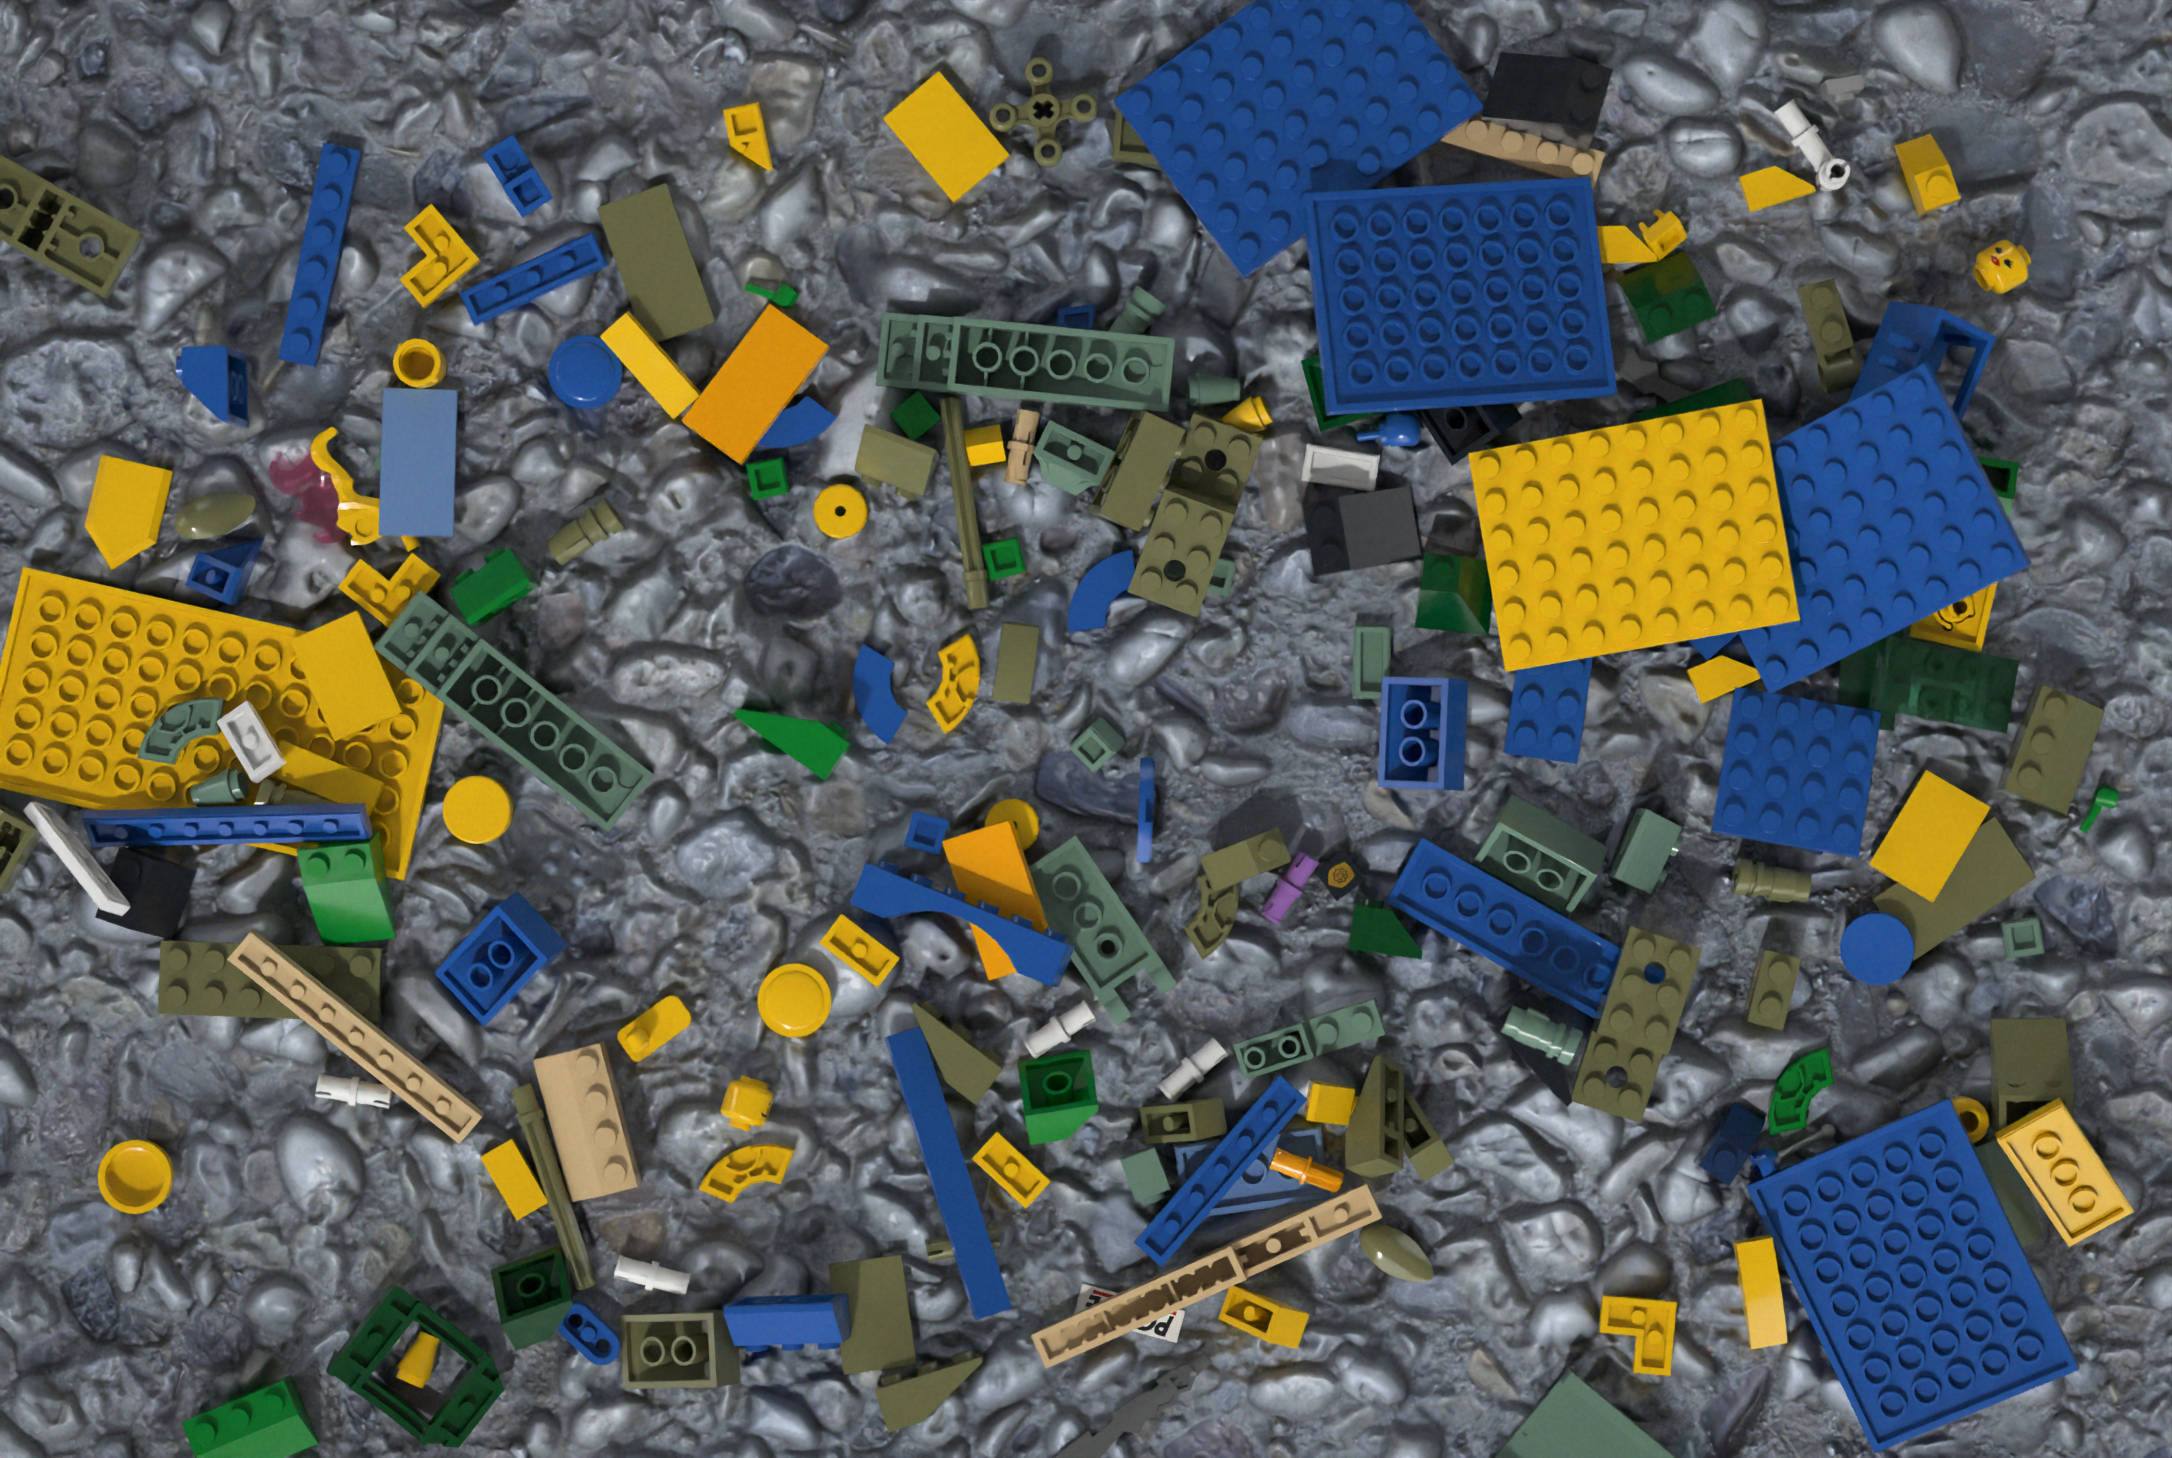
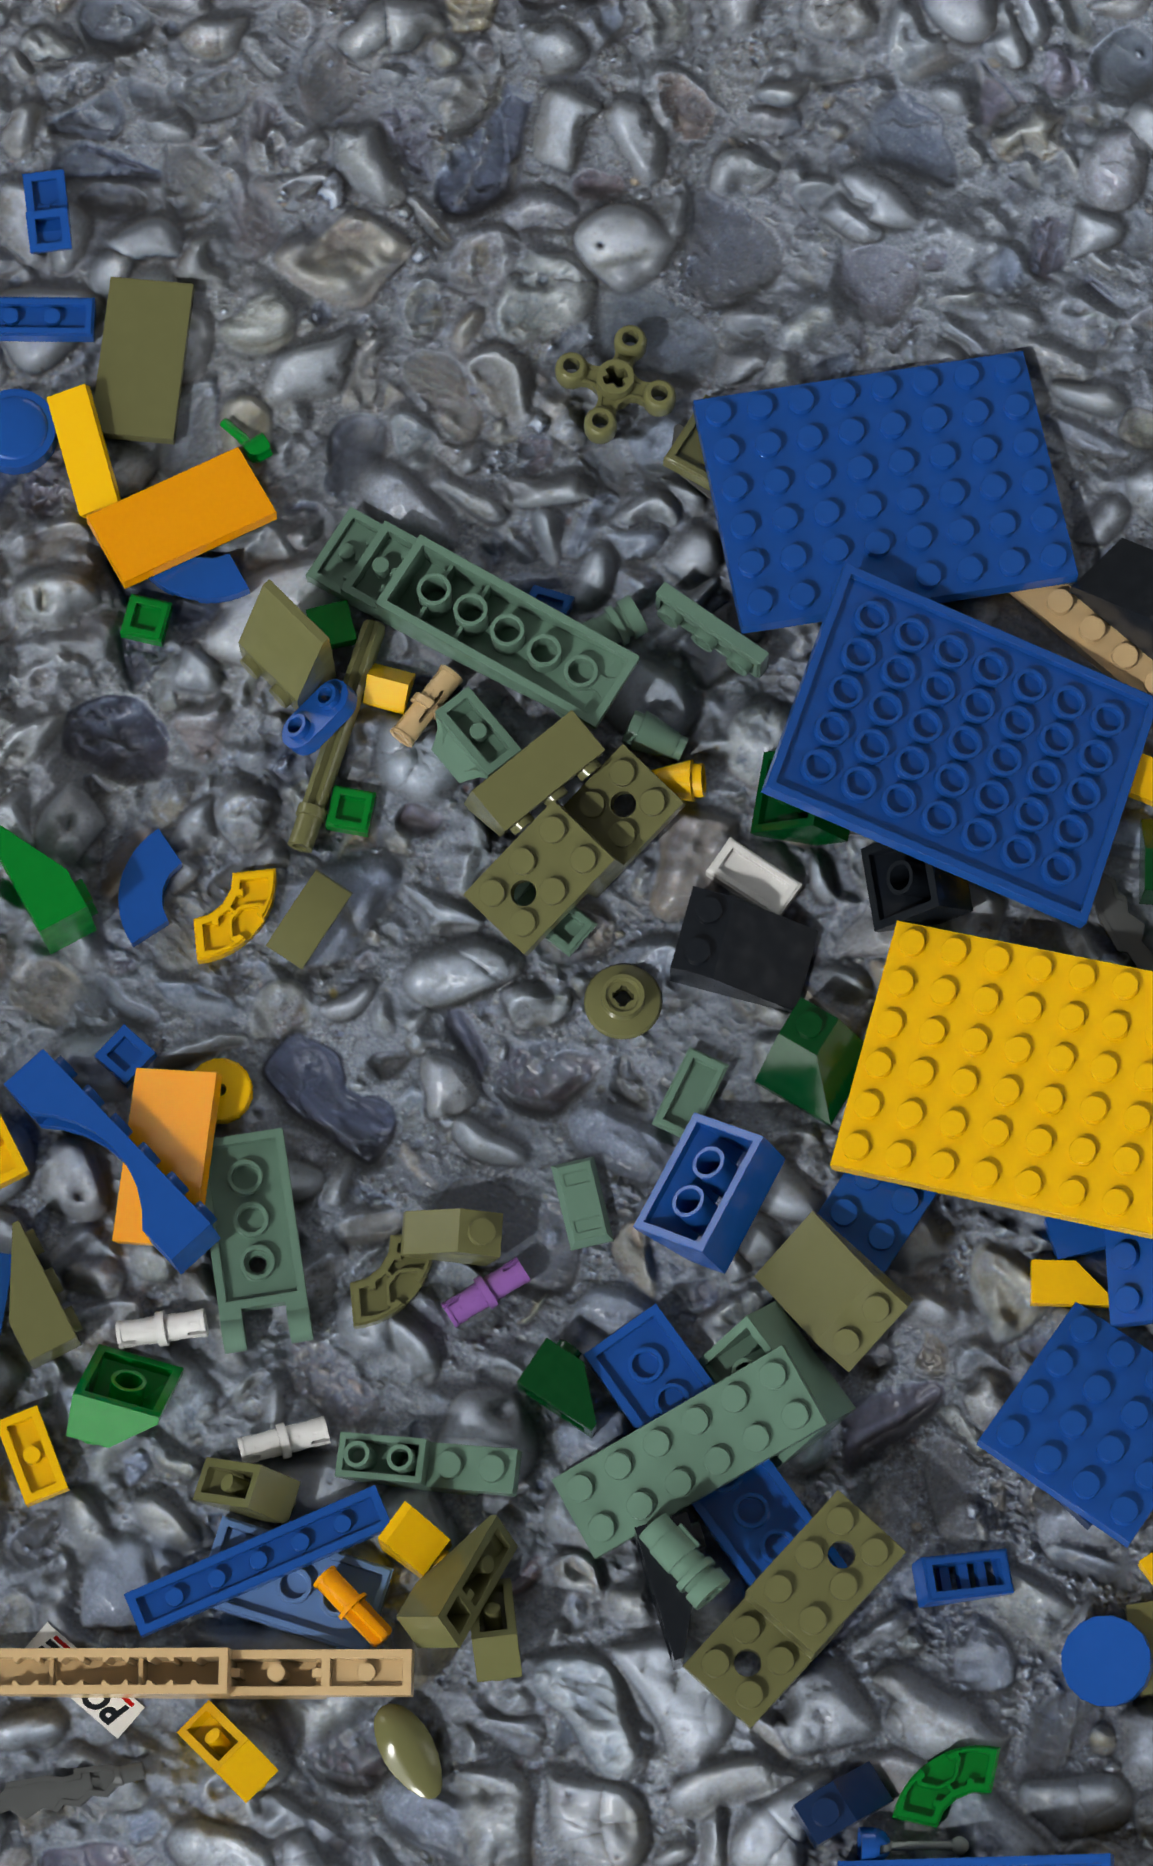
camera: 25 degrees right, 15 degrees down
(748, 133) = (303, 275): yellow tile -> none
(826, 505) = (202, 670): yellow piece -> none
(943, 499) = (319, 717): none -> blue plate
(946, 137) = (503, 368): yellow tile -> none
(1097, 744) = (353, 1047): sand green slope -> none
(1098, 591) = (433, 889): blue tile -> none
(1145, 810) = (370, 1134): blue tile -> none
(1145, 1175) = (175, 1530): sand green brick -> none
(1215, 285) = (710, 632): none -> sand green tile
(1276, 627) = (627, 1020): none -> olive piece
(1328, 783) = (582, 1203): none -> sand green tile
(1340, 875) = (547, 1306): black tile -> none
(1398, 429) = (833, 866): blue piece -> none
(1502, 940) = (690, 1451): none -> sand green plate
(1553, 768) = (832, 1291): none -> olive slope
(1645, 851) = (895, 1430): sand green slope -> none
(1718, 952) = (925, 1582): none -> blue slope
(1771, 989) = (966, 1649): olive brick -> none
(1773, 882) = (1023, 1534): olive axle -> none

